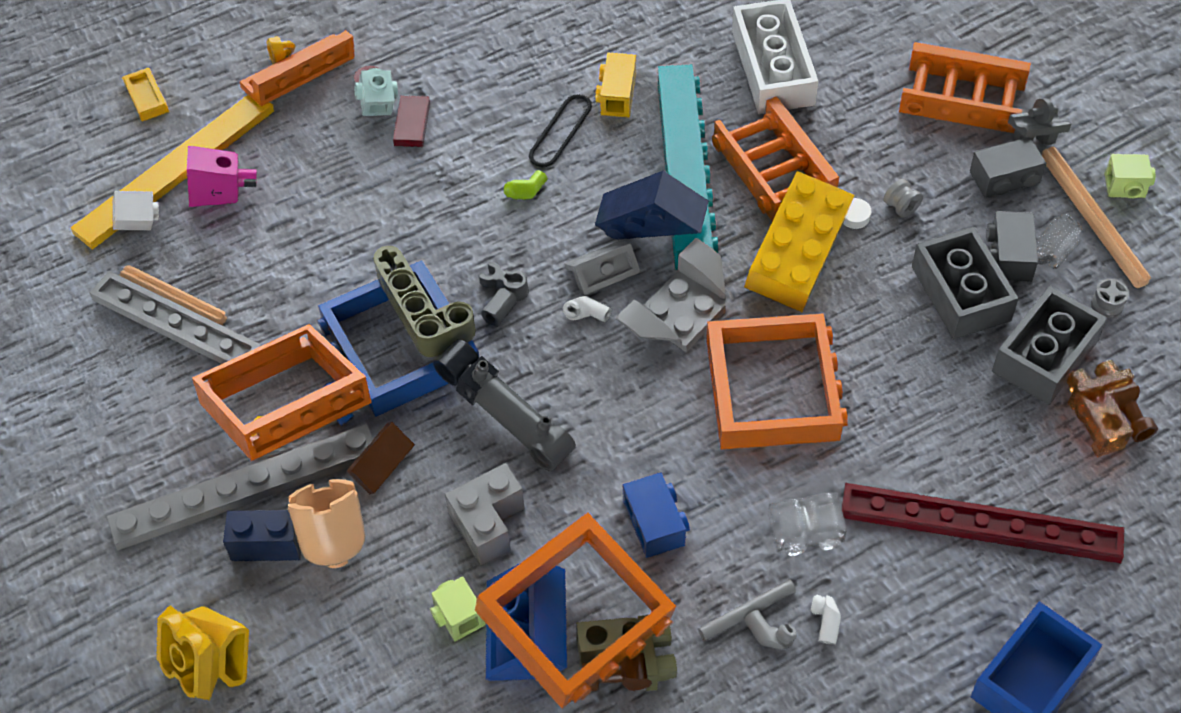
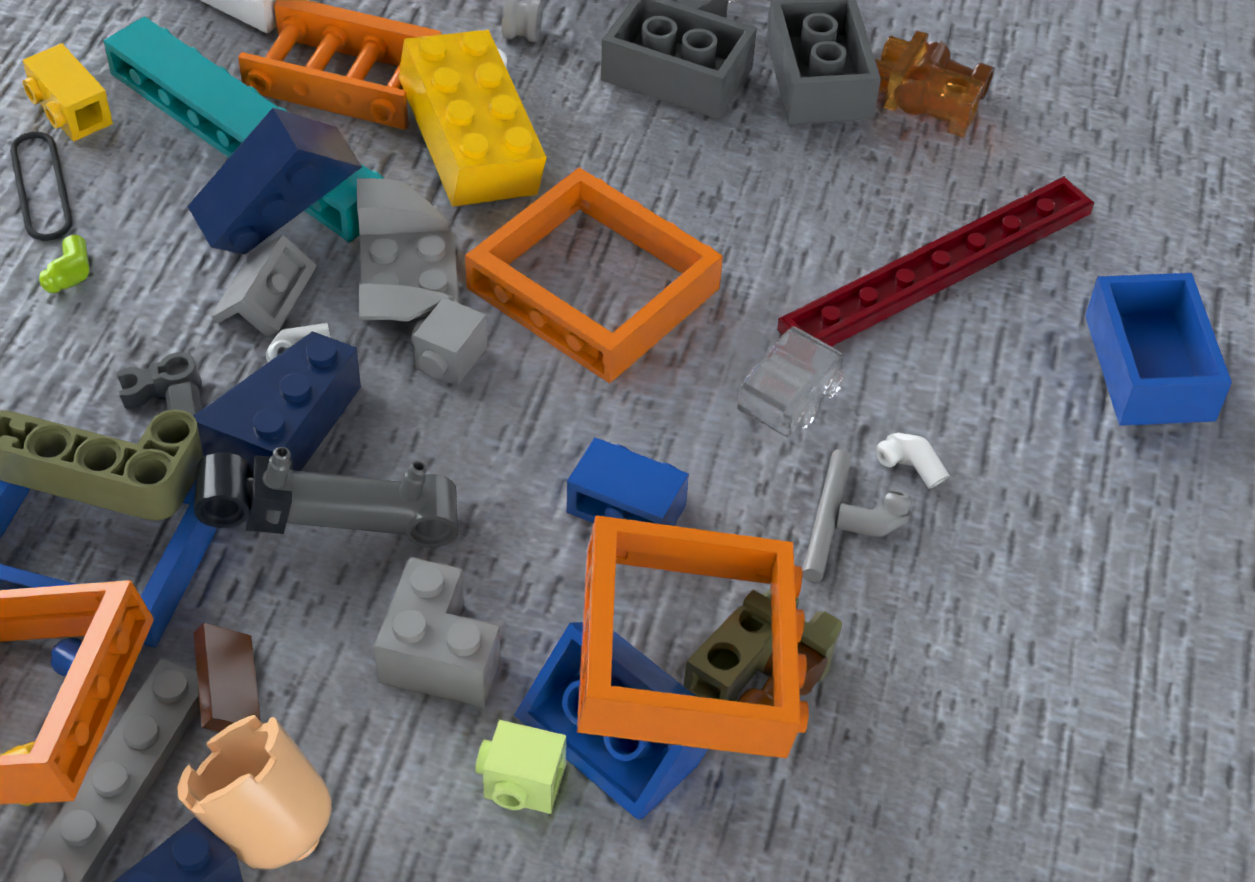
camera: 50 degrees left, 5 degrees down
(539, 340) = (284, 403): none -> dark blue wedge
(656, 364) = (449, 341): none -> light grey brick

